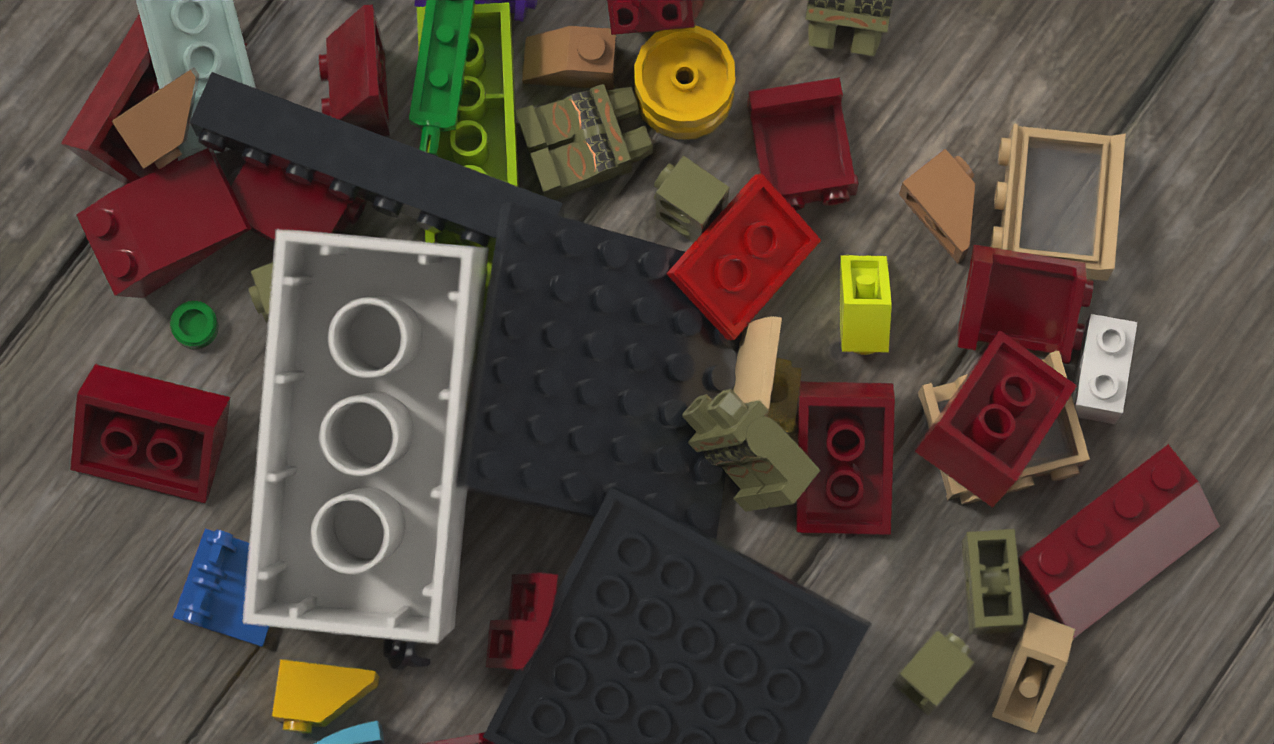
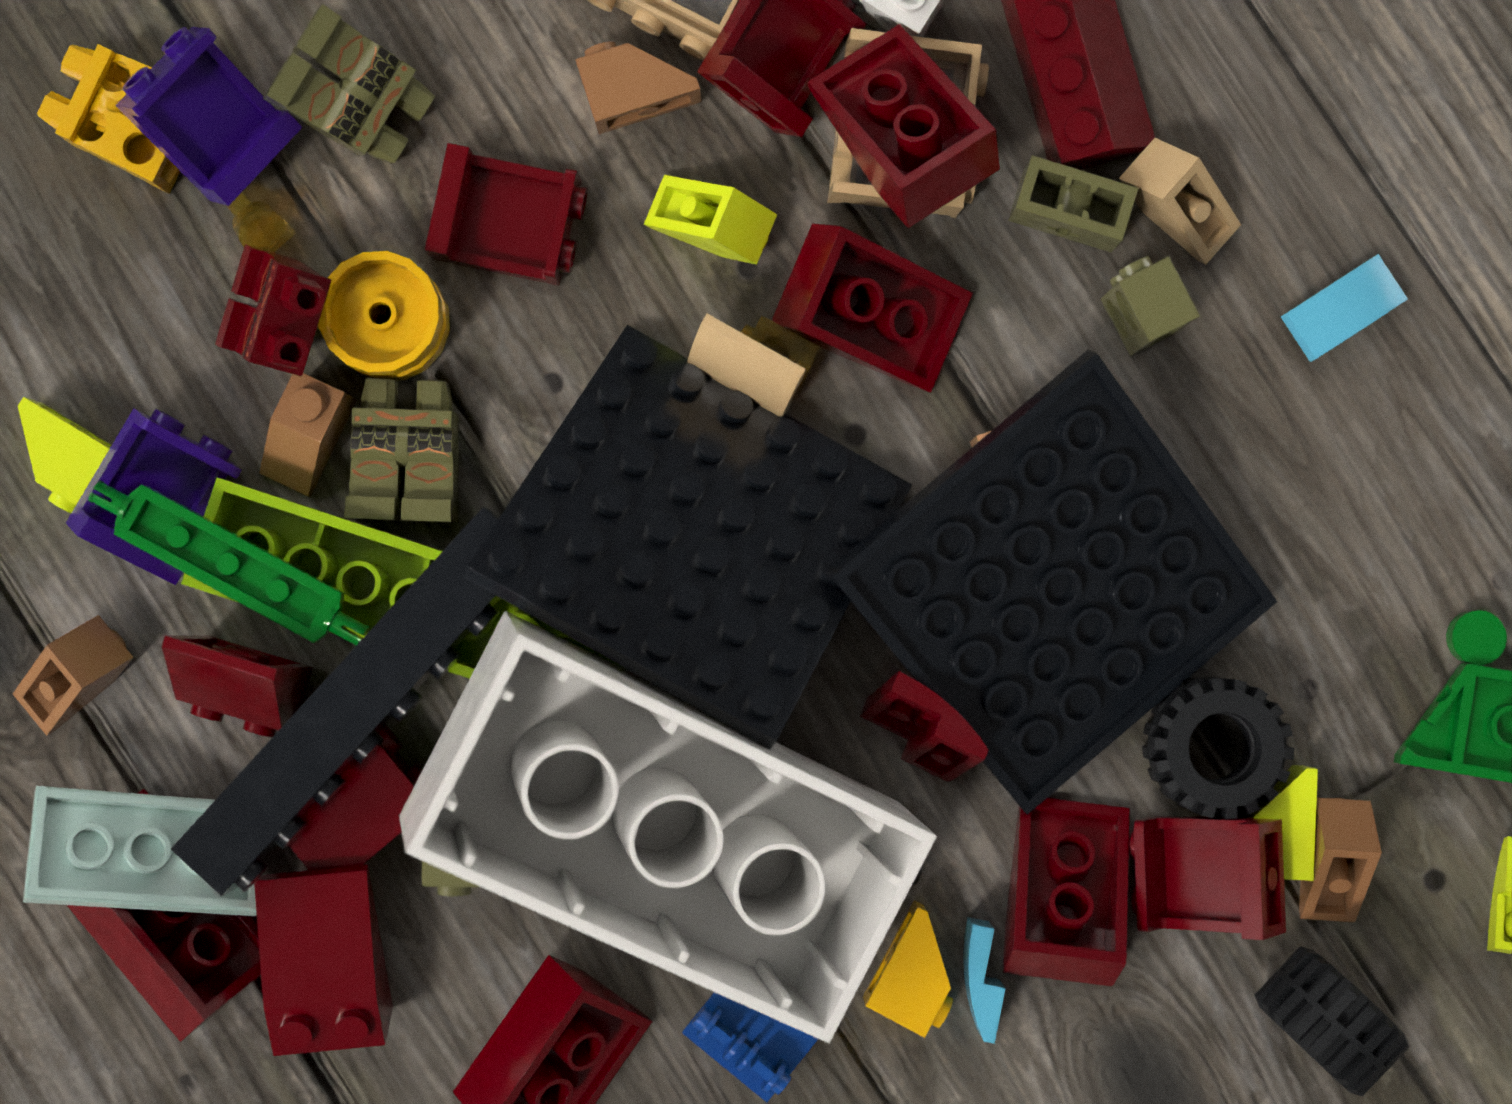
camera: 70 degrees left, 10 degrees up
(160, 121) = (204, 927): medium nougat slope -> none
(194, 325) = (446, 962): green tile -> none
(689, 198) = (523, 363): olive brick -> none
(744, 256) = (613, 328): red tile -> none
(750, 450) = (837, 404): olive hips -> none

